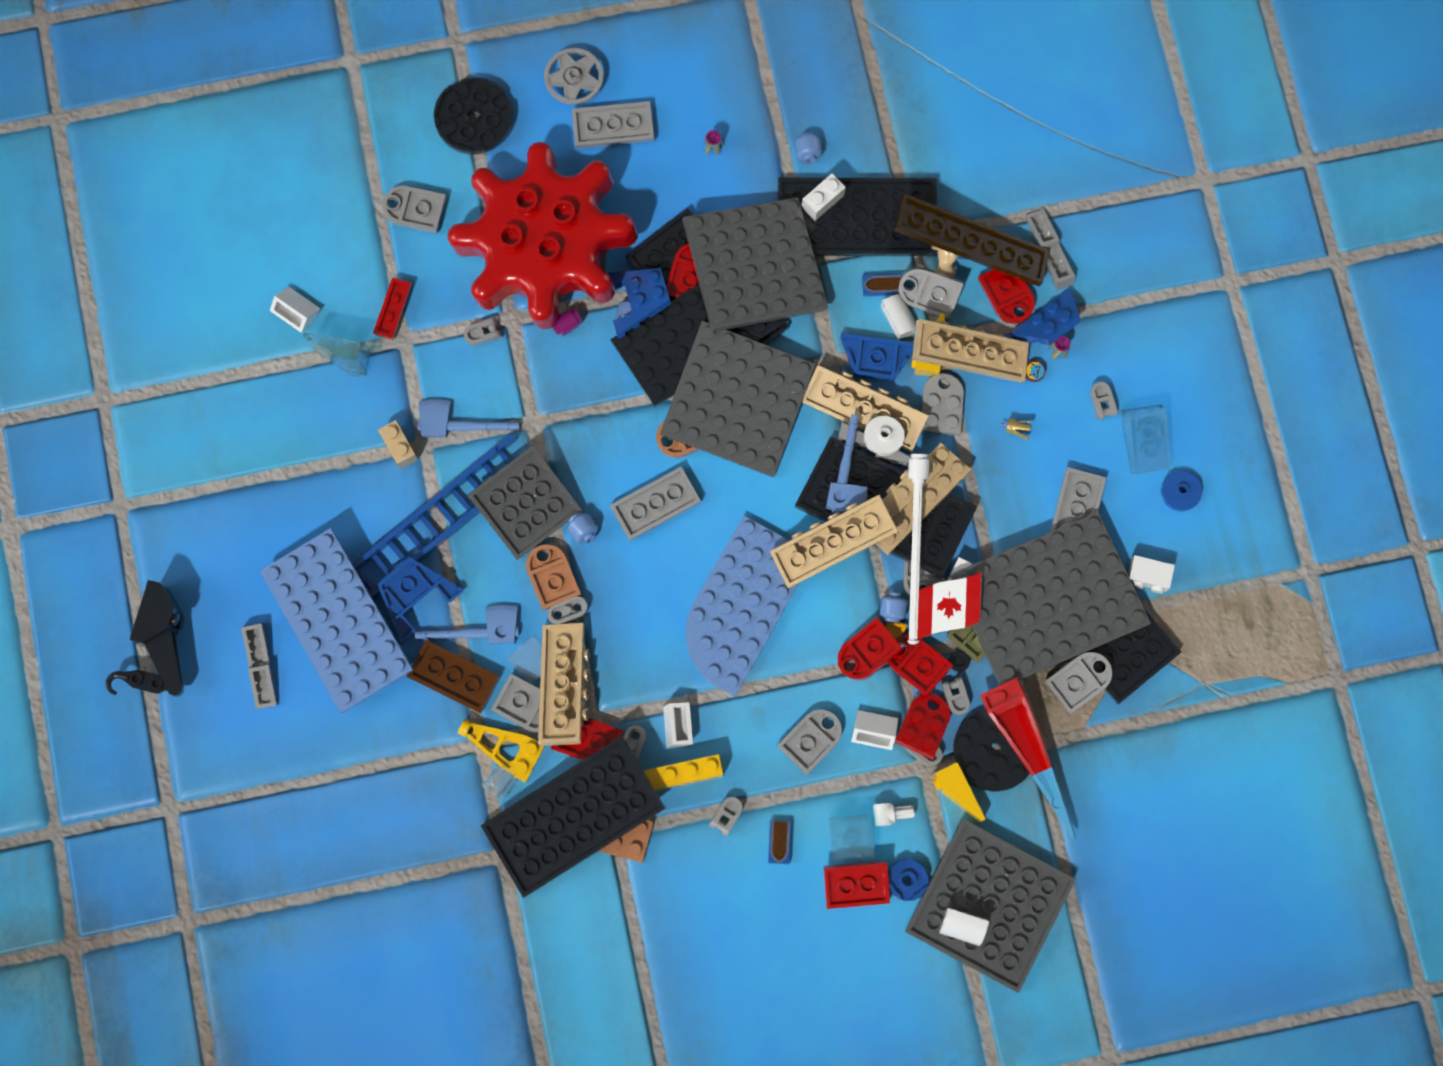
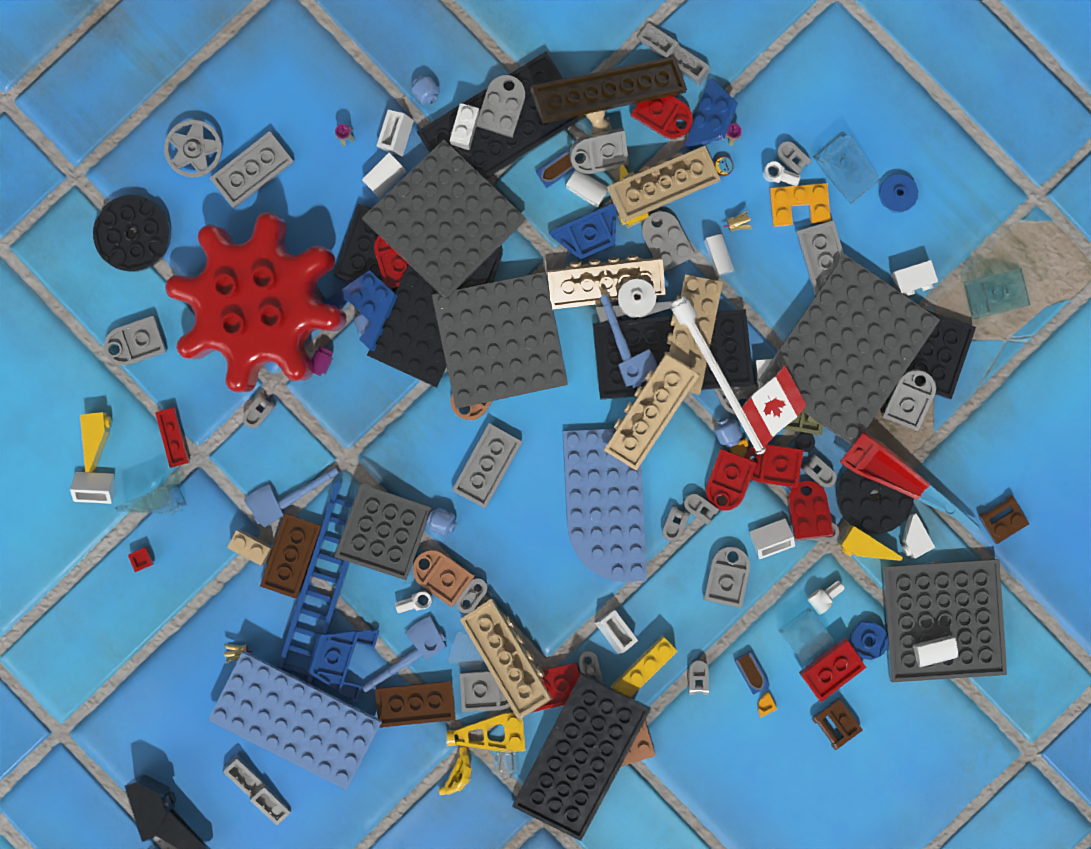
camera: 30 degrees left, 10 degrees up
(294, 396) = (141, 559): none -> red plate
(322, 526) = (234, 655): none -> pearl gold piece
(326, 265) = (95, 431): none -> yellow slope
(428, 475) = (291, 556): none -> reddish brown plate
(450, 767) = (460, 774): none -> yellow piece
(511, 583) = (413, 603): none -> white axle
(725, 196) = (384, 175): none -> white brick
(758, 168) = (395, 132): none -> white brick
(774, 881) = (766, 704): none -> light orange tile
(788, 666) = (671, 530): none -> light grey plate
(822, 654) = (694, 504): none -> light grey plate
(836, 938) = (842, 720): none -> reddish brown plate
(866, 201) = (502, 107): none -> light grey plate
(983, 445) = (719, 255): none -> white brick
(1009, 811) = (915, 538): none -> white slope
(1074, 432) = (785, 197): none -> light orange plate
(1083, 410) = (782, 175): none -> white axle
(1102, 853) = (1006, 525): none -> reddish brown plate
(1219, 634) = (996, 293): none -> clear light blue slope

